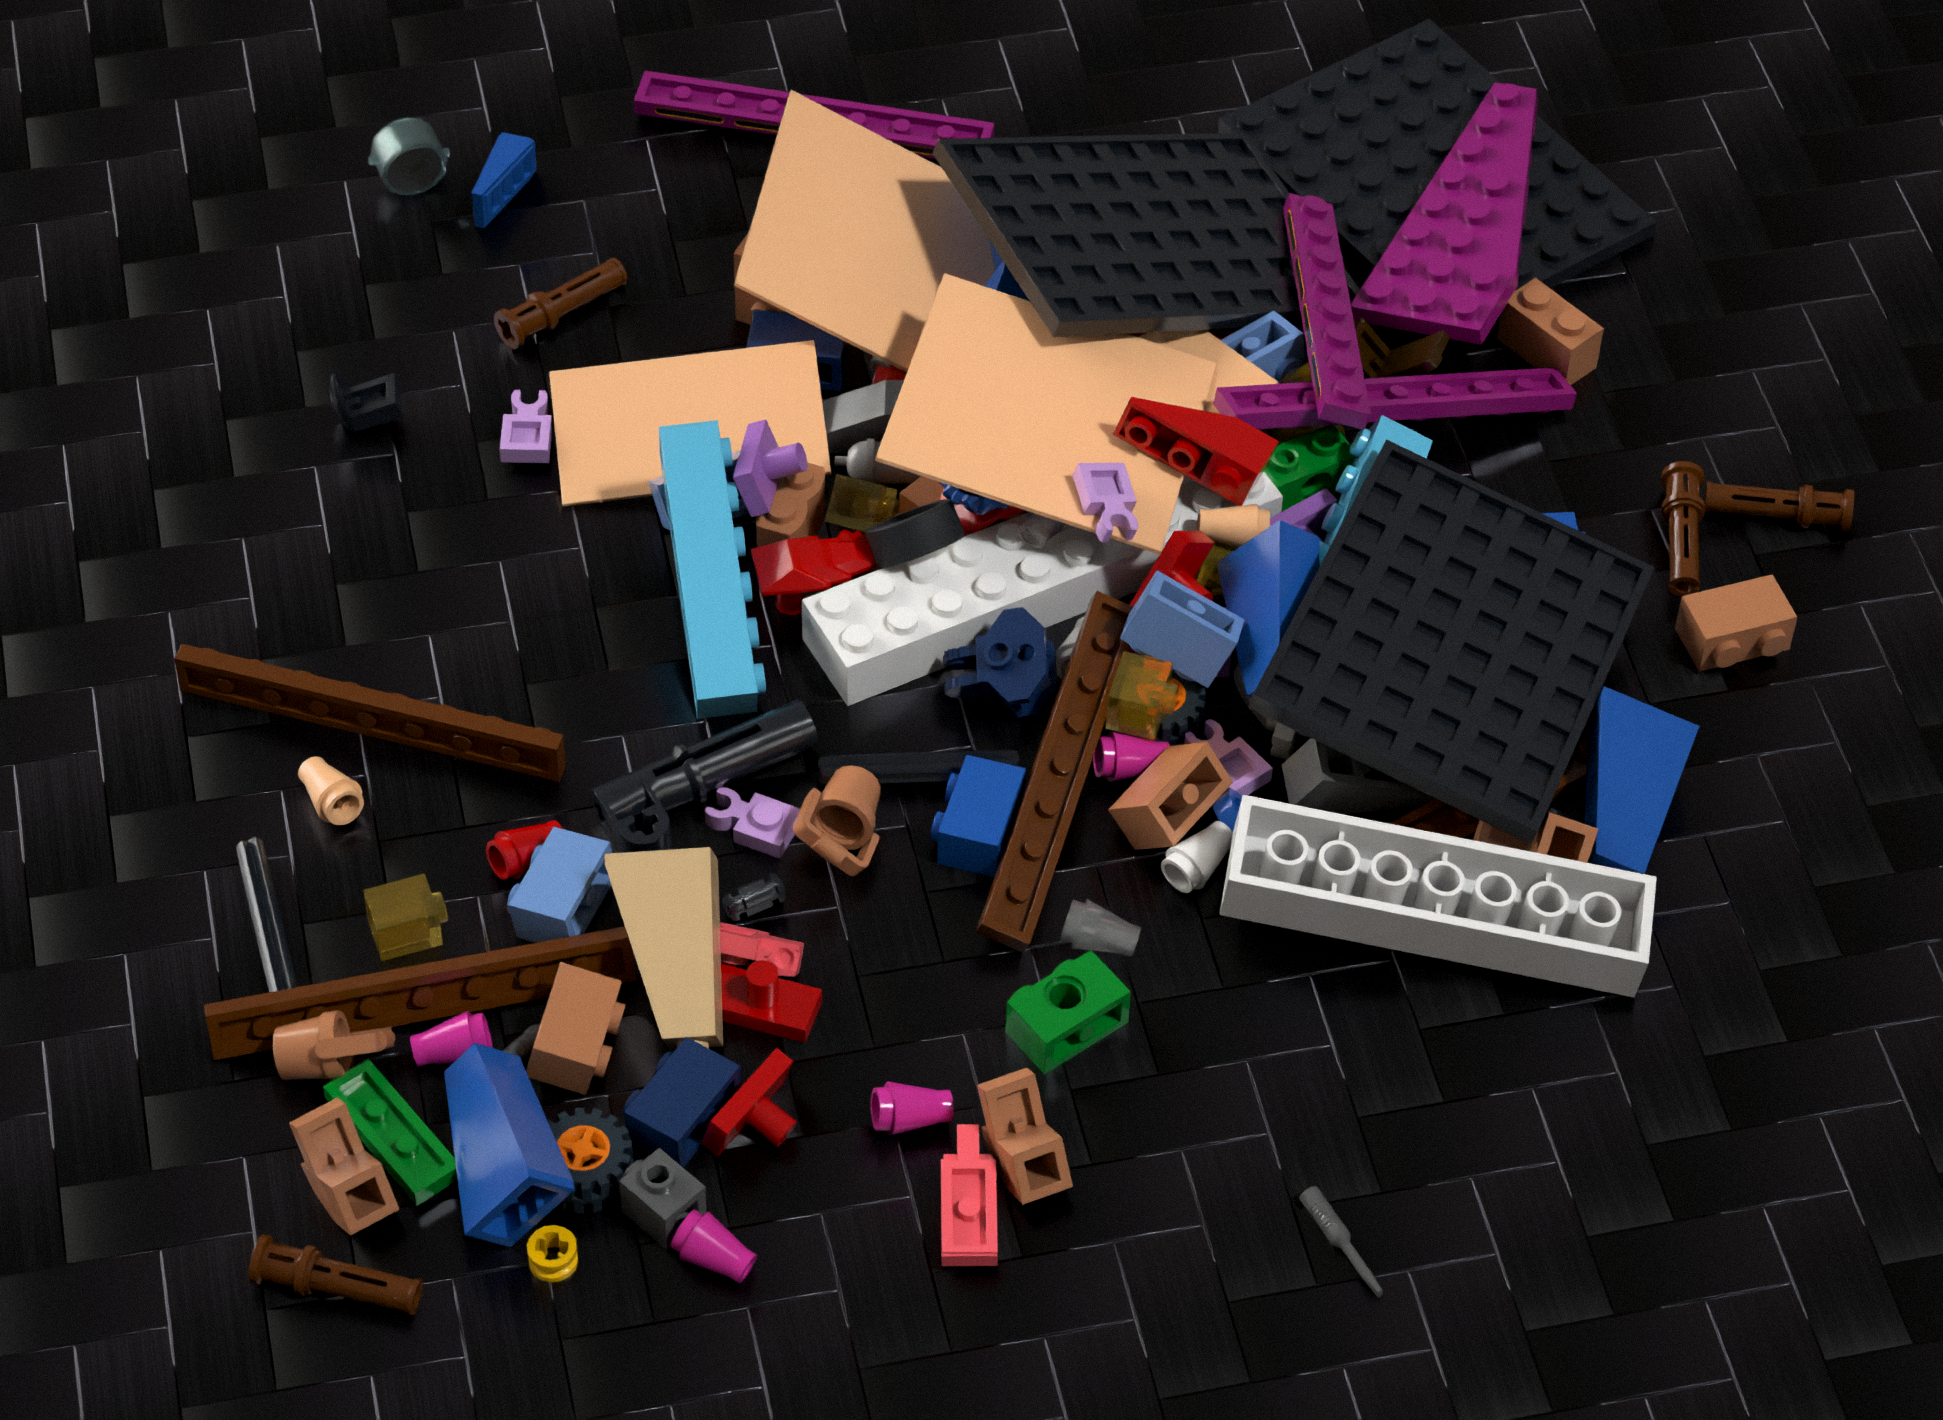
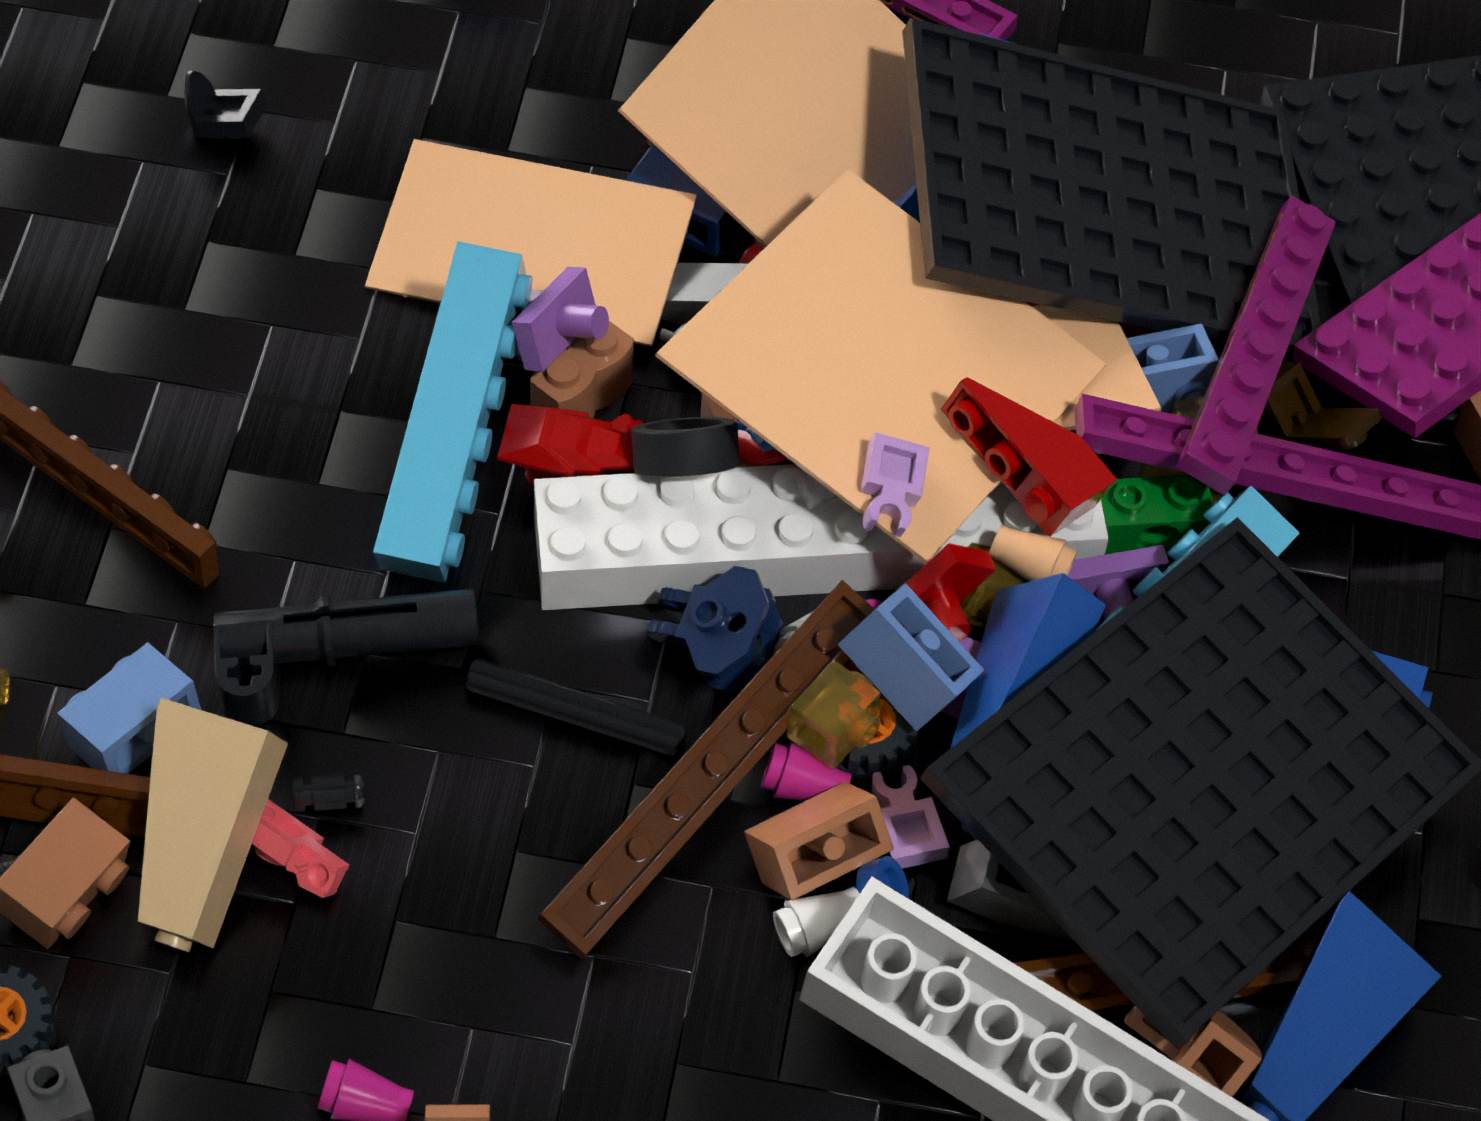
camera: 20 degrees right, 5 degrees up
(512, 849) = (111, 644): red cone -> none
(526, 431) = (365, 198): lavender plate -> none
(544, 309) = (451, 69): reddish brown pin -> none
(680, 1101) = (129, 1000): dark blue brick -> none
(753, 1107) = (200, 1032): red tile -> none
(760, 824) = (379, 712): lavender plate -> none
(767, 1003) = (282, 916): red tile -> none
(842, 819) = (460, 736): nougat piece -> none
(860, 503) = (655, 391): clear yellow brick -> none
(978, 815) = (604, 784): blue brick -> none
(1052, 1035) = (565, 1073): green brick -> none
(1098, 929) = (668, 964): clear cone -> none

